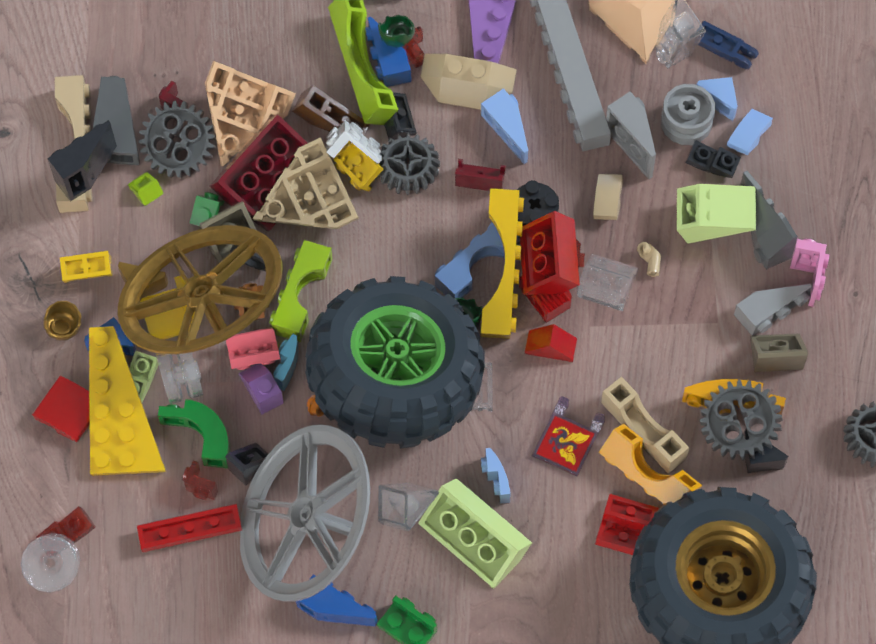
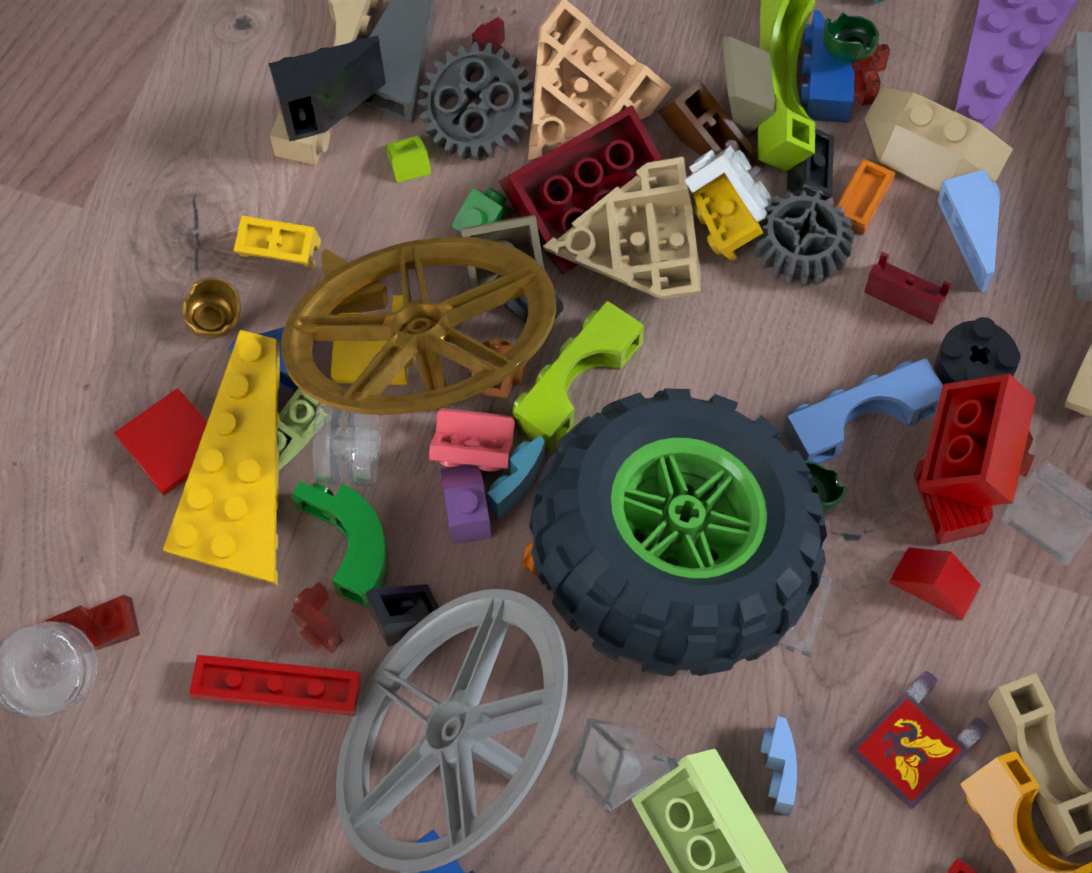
camera: 20 degrees right, 0 degrees up
(343, 78) = (748, 84): none -> dark tan slope
(436, 124) = (865, 193): none -> orange tile
(497, 314) = (925, 355): yellow arch -> none

